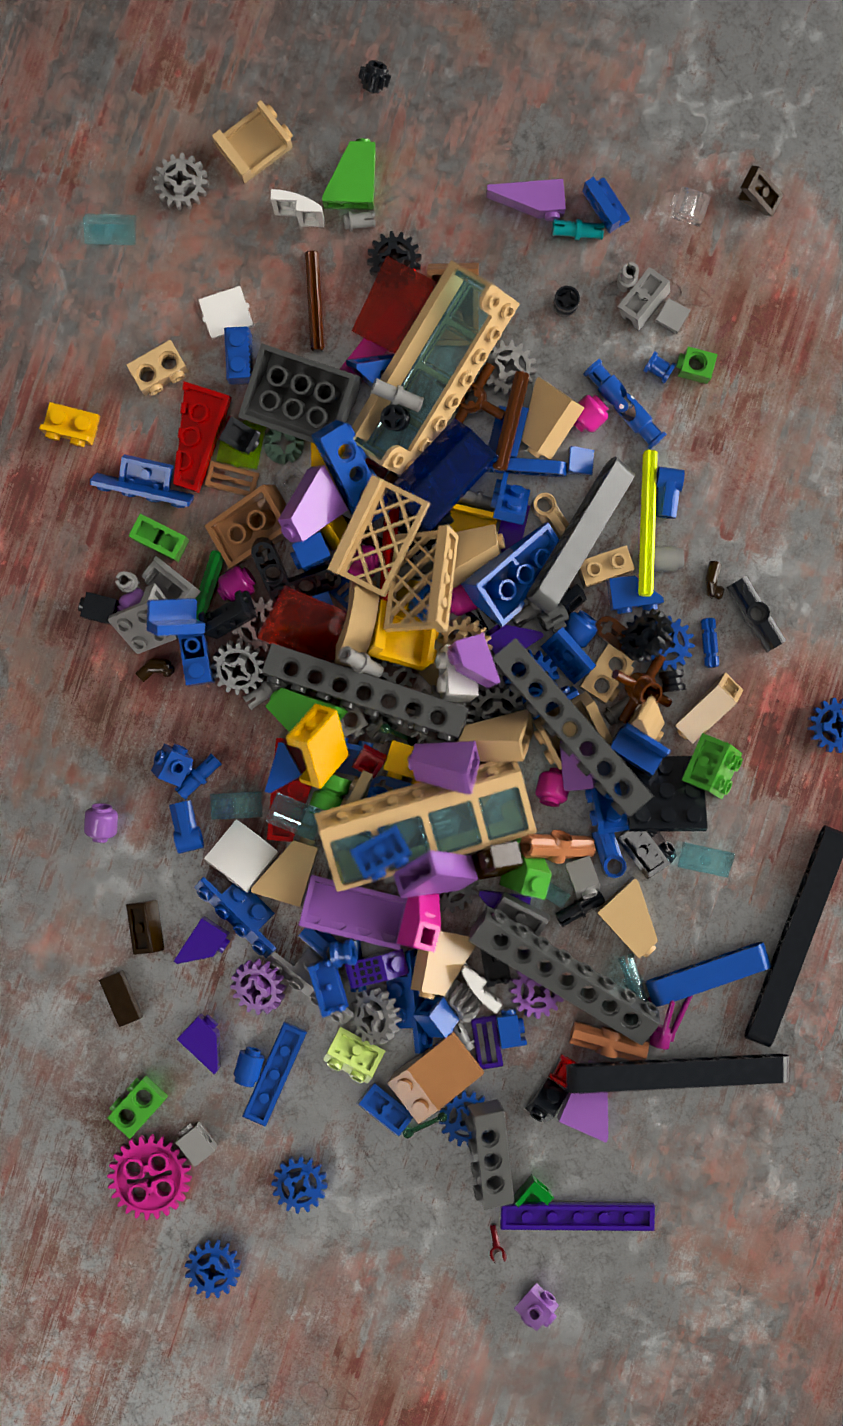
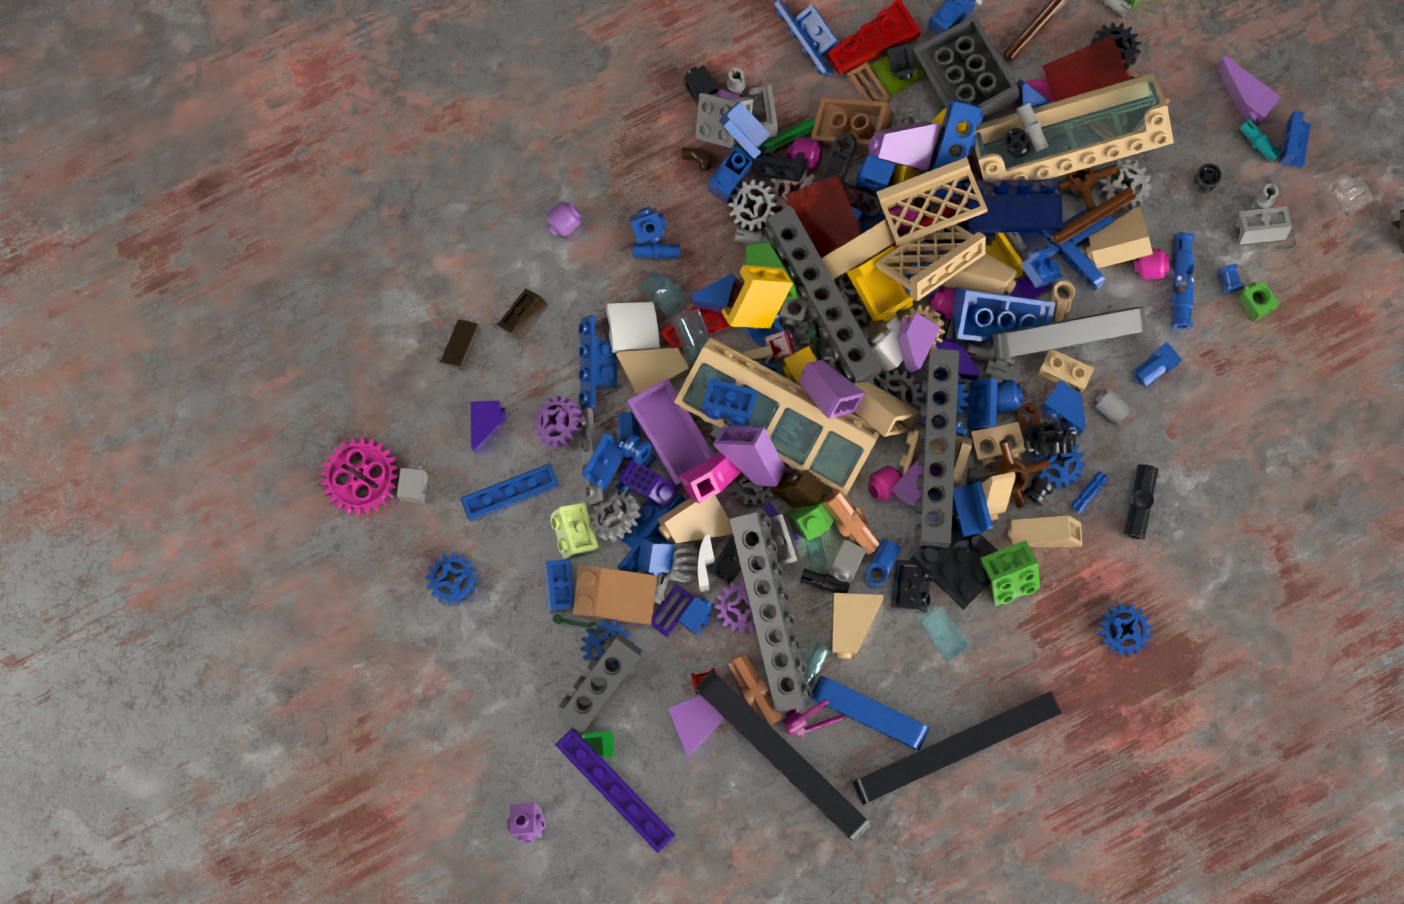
camera: 50 degrees right, 10 degrees down
(141, 1109) = (399, 429): bright green brick -> none
(159, 538) = (784, 76): bright green brick -> none
(187, 833) = (612, 279): blue piece -> none
(202, 1268) = (330, 582): blue gear -> none
(203, 942) = (550, 358): dark purple slope -> none
(248, 1066) = (497, 468): blue brick -> none
(275, 452) = (927, 105): sand green gear -> none
(331, 793) = (736, 339): bright green wheel -> none
(360, 662) = (838, 270): light grey pin -> none
(496, 1244) = (538, 756): dark red hand -> none
(546, 1101) = (672, 689): black bracket -> none
(573, 598) = (1022, 371): black tile -> none
(580, 461) = (1115, 290): slope -> none
(603, 814) = (904, 531): blue bracket -> none
(647, 523) = (1122, 370): neon yellow axle -> none
(672, 315) = (1272, 255): light grey tile -> none
(711, 580) = (1130, 451): dark brown arm -> none

